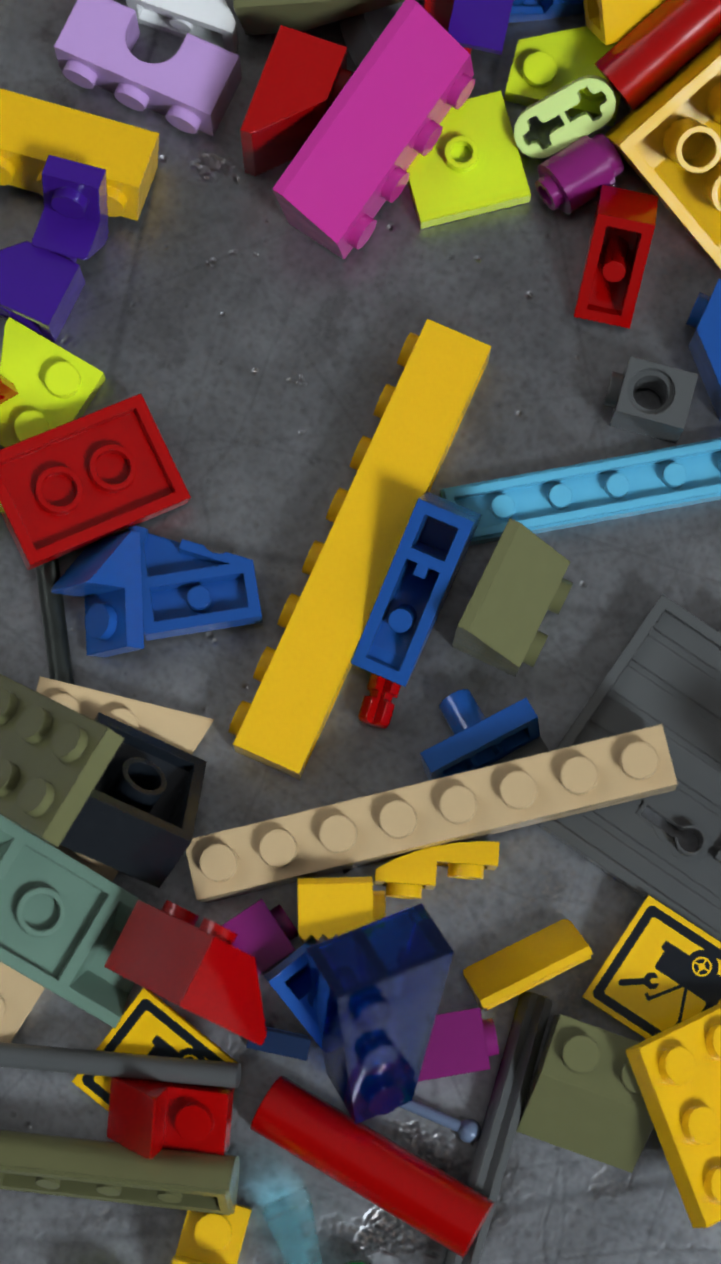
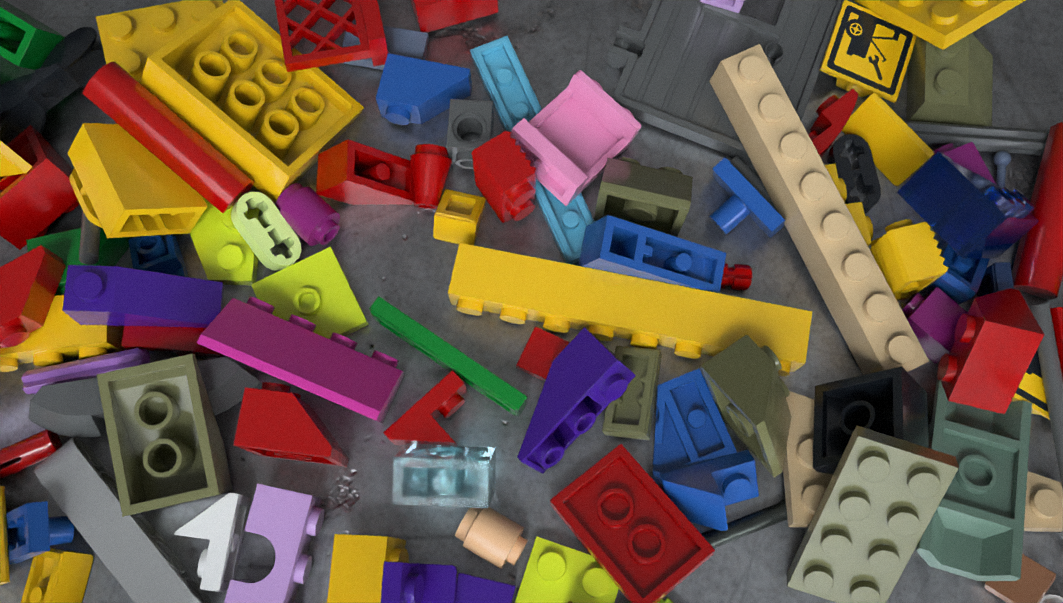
camera: 100 degrees left, 5 degrees down
(116, 319) = (491, 536): none -> light nougat brick
(194, 656) = (752, 399): none -> olive slope
(198, 274) = (444, 476): none -> clear light blue brick
(252, 528) = (633, 411): none -> olive plate
(266, 453) = (575, 392): none -> dark purple slope
(271, 264) = (419, 422): none -> red slope
(326, 435) = (540, 353): none -> red tile
(349, 310) = (448, 357): none -> green tile
(490, 893) = (862, 172): none -> black beam
(541, 366) = (458, 217): none -> yellow slope
(566, 421) = (505, 177): none -> red brick
(570, 895) = (831, 120): none -> red slope
(603, 335) = (429, 174): none -> red cone
(614, 529) = (575, 137): none -> bright pink panel

